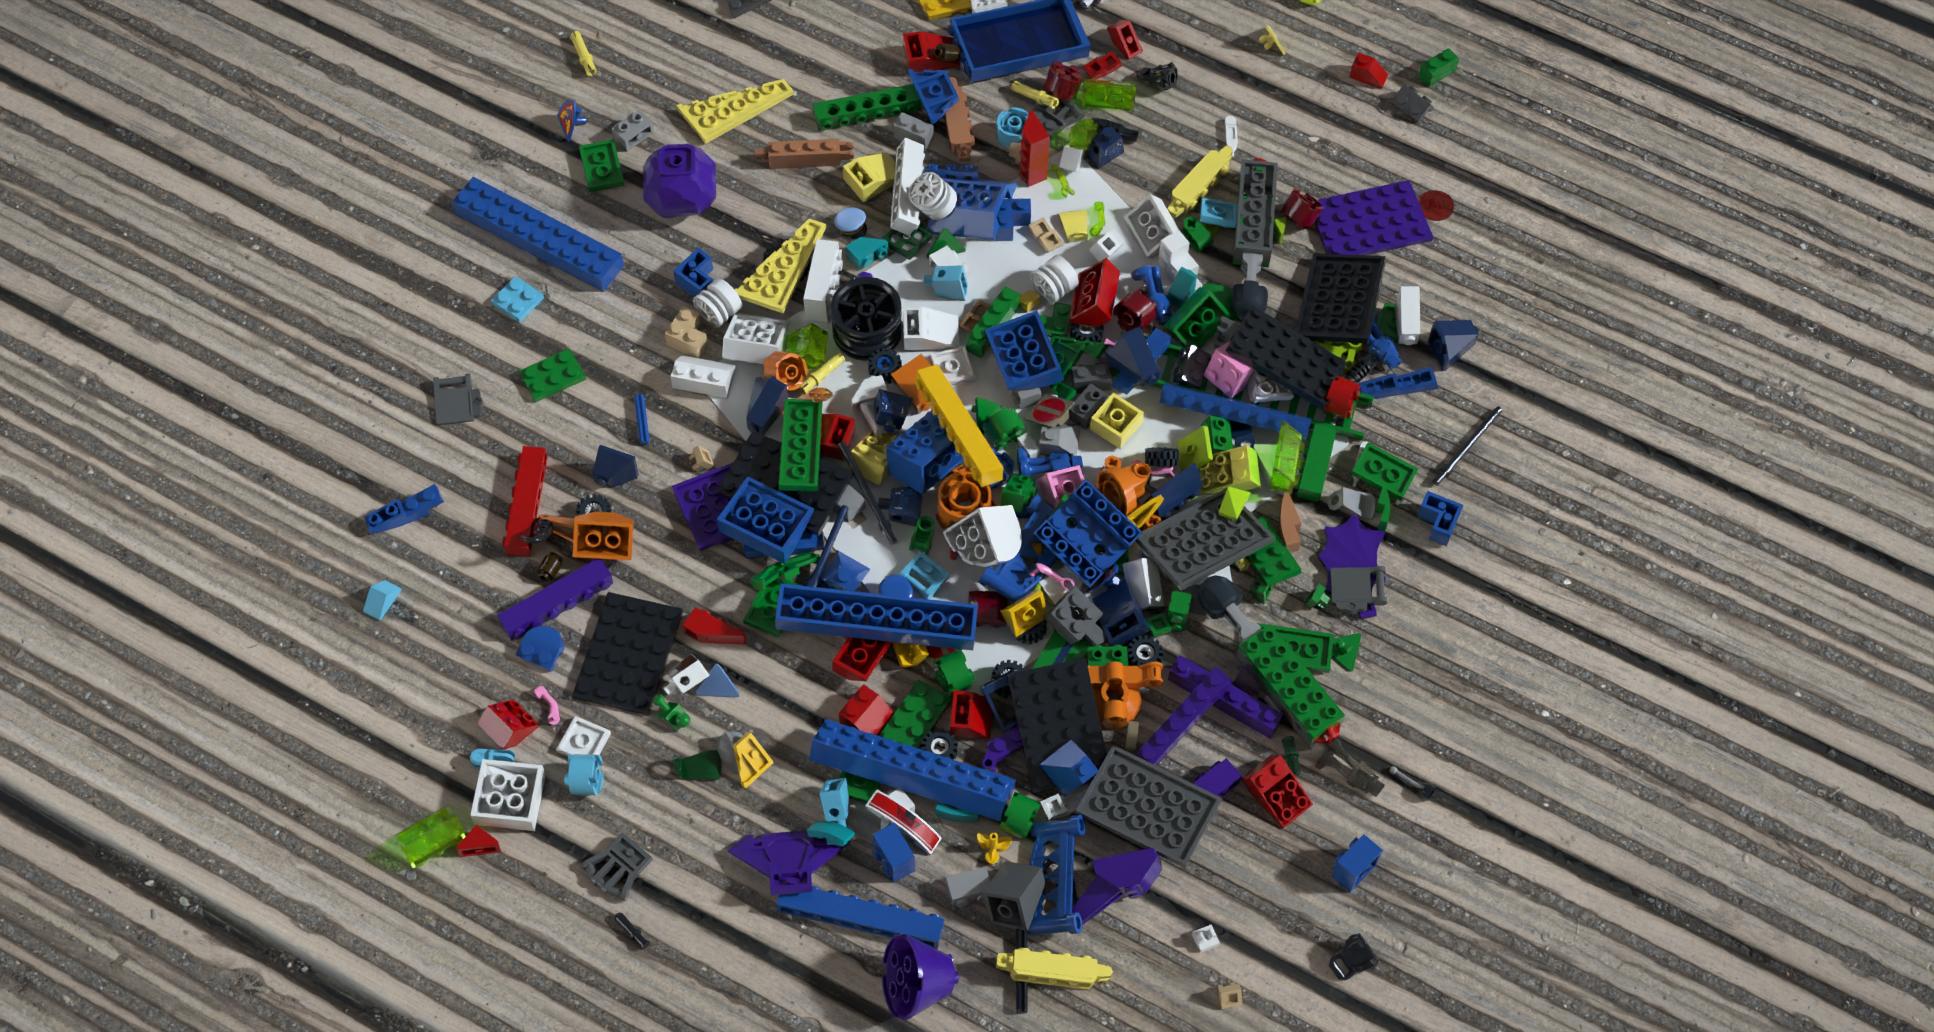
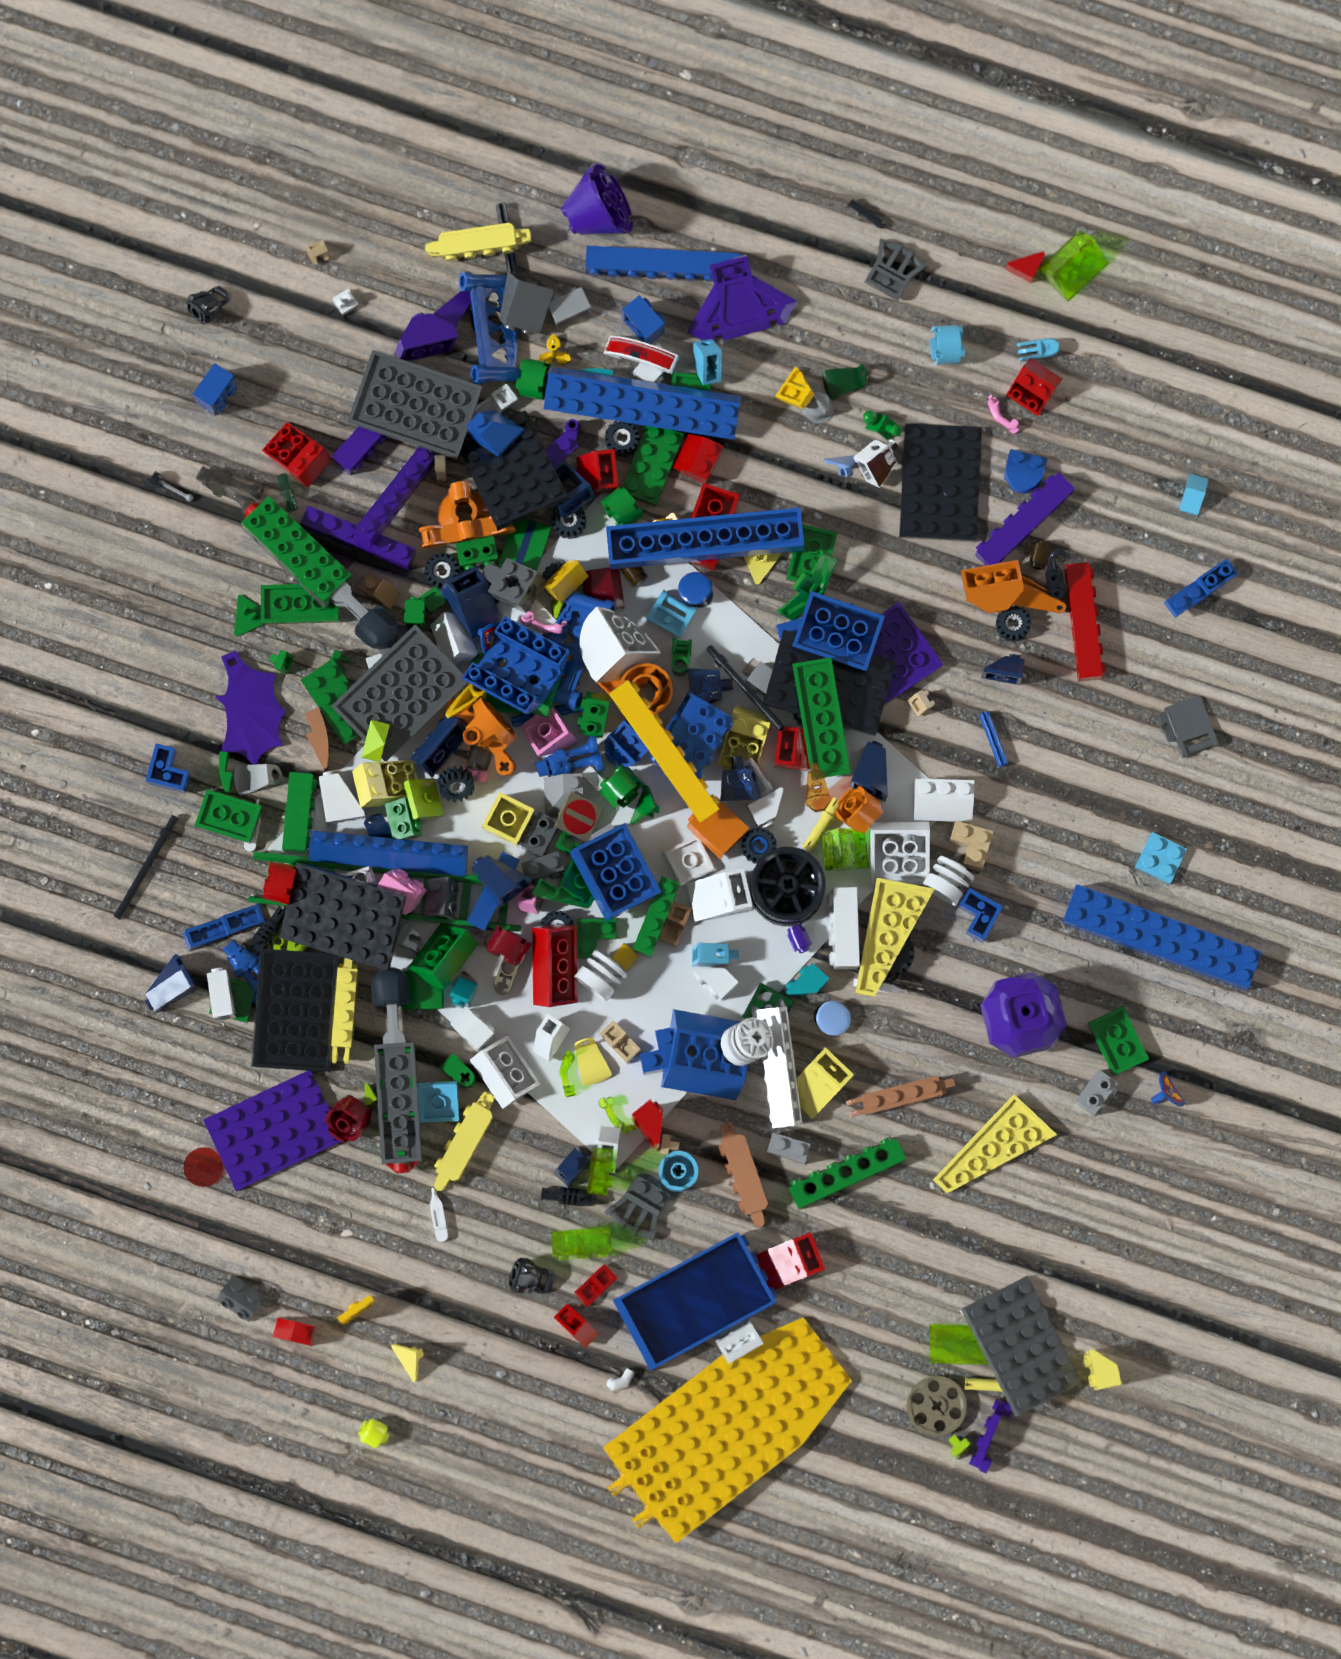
camera: 170 degrees right, 20 degrees up
(508, 795) = (1012, 312): white slope -> none
(552, 375) = (1098, 774): green plate -> none
(583, 738) = (959, 386): white tile -> none
(585, 58) = (1179, 1189): light yellow pin -> none
(708, 629) = (871, 518): red slope -> none
(814, 580) = (778, 584): dark blue piece -> none
(833, 832) = (703, 329): teal slope -> none
(843, 573) = (752, 602): blue slope -> none
(934, 92) = (774, 1195): blue wing -> none
(946, 238) = (728, 1008): green piece -> none
(947, 52) = (771, 1254): dark brown brick -> none
(958, 172) = (730, 1102): blue wing -> none
(1039, 96) = (665, 1224): light yellow pin -> none
(1063, 81) = (634, 1242): dark red brick -> none
(1152, 278) = (486, 973): blue piece -> none
(1210, 649) = (379, 590): none -> medium nougat slope
(1286, 459) = (328, 792): clear neon green slope -> none
(1294, 292) = (344, 1009): none -> light yellow hinge
(1313, 72) = (356, 1309): none -> yellow plate
(1353, 590) = (247, 678): dark grey piece -> none
(1438, 67) = (216, 1351): green brick -> none

